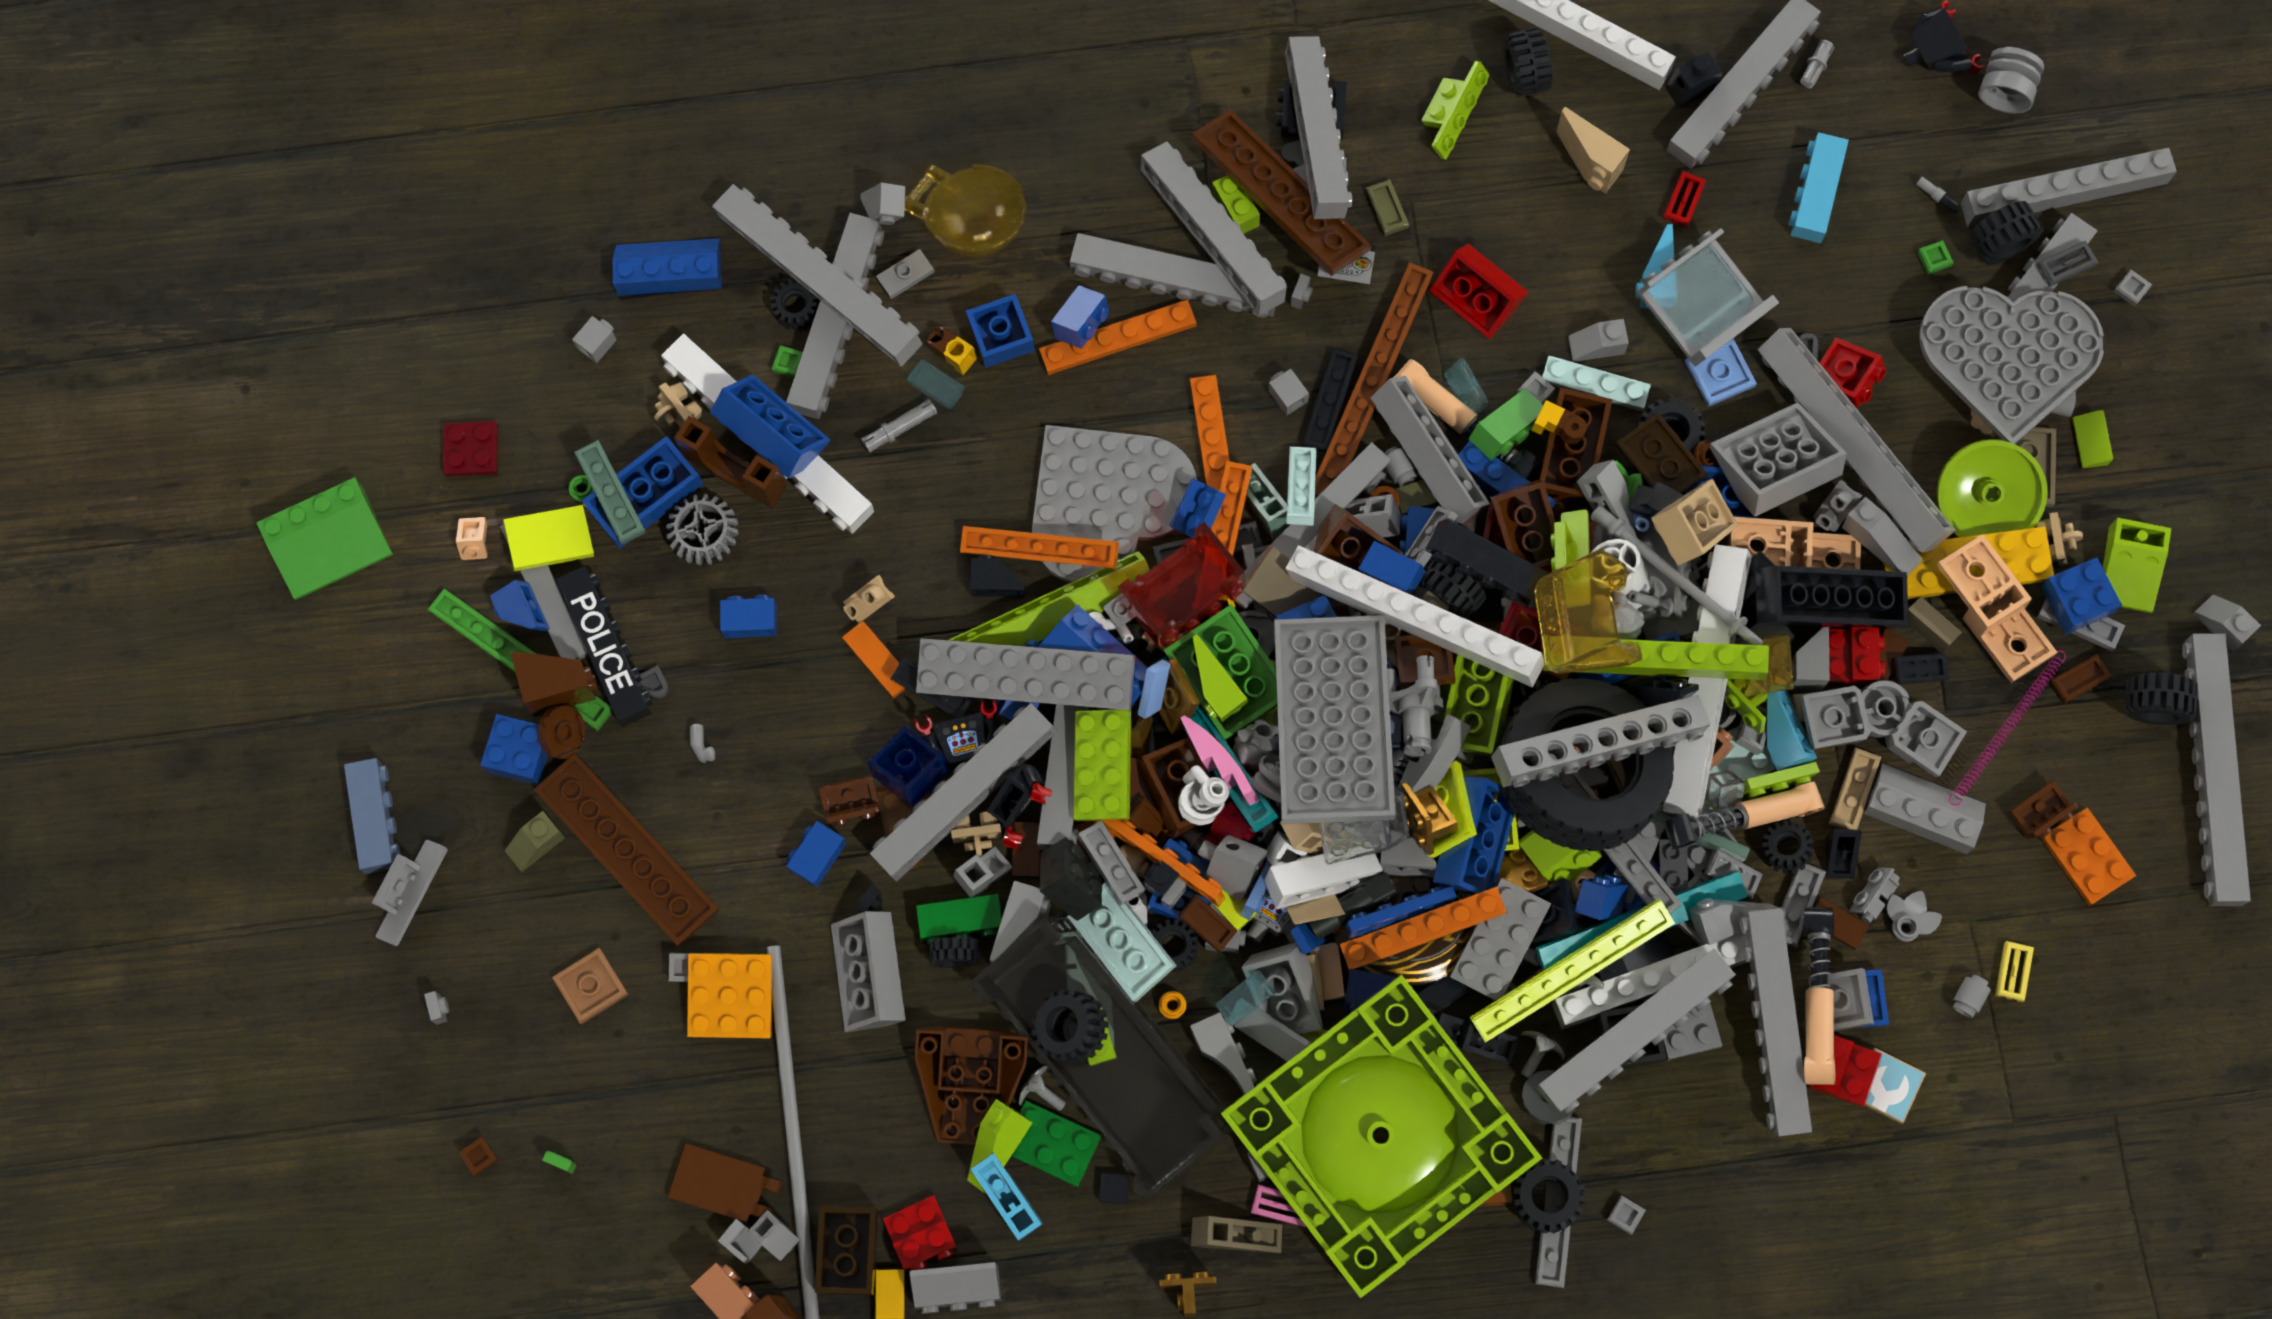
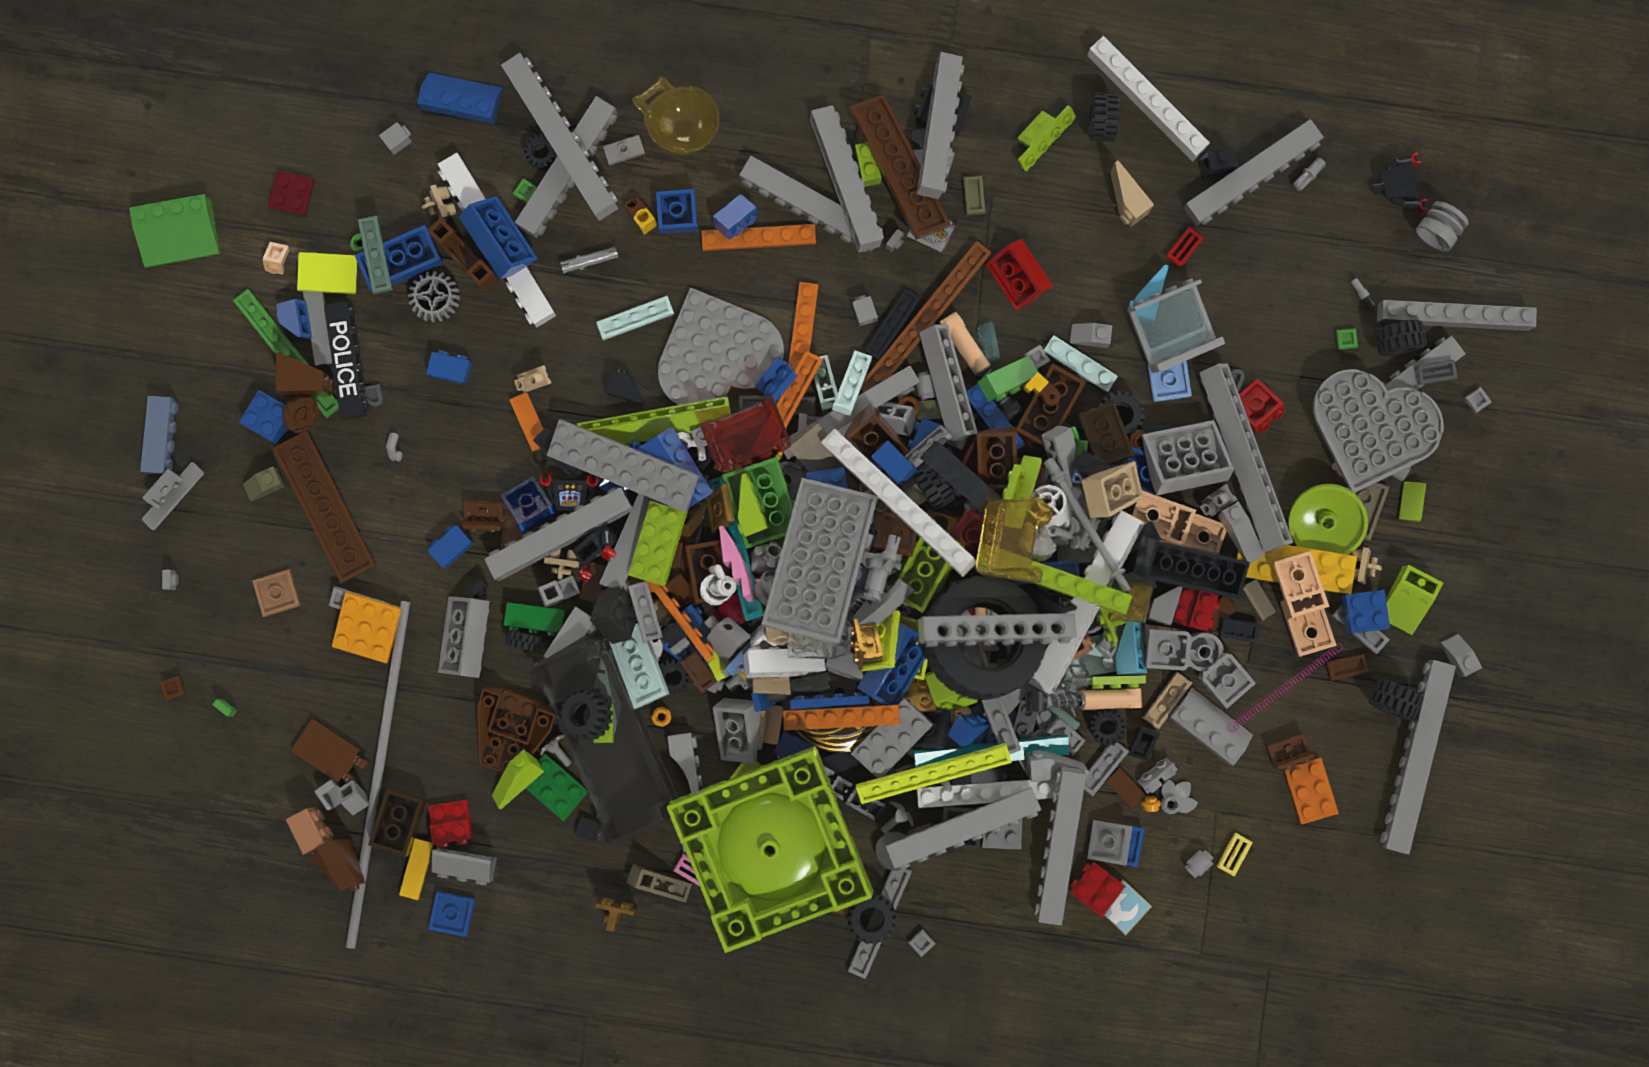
camera: 15 degrees right, 10 degrees up
(884, 202) = (621, 97): light grey slope -> none
(936, 384) = (623, 236): clear light blue tile -> none
(982, 485) = (635, 318): none -> light aqua tile
(1007, 1197) = (513, 817): medium azure slope -> none
(1039, 547) = (660, 375): orange plate -> none
(1153, 689) = (707, 500): light blue tile -> none
(1245, 998) = (709, 729): clear light blue tile -> none
(1272, 1034) = (719, 754): light grey tile -> none
(1819, 187) = (1281, 266): medium azure brick -> none
(1819, 1000) = (1081, 879): light nougat piece -> none
(1879, 934) = (1150, 804): none -> light orange plate

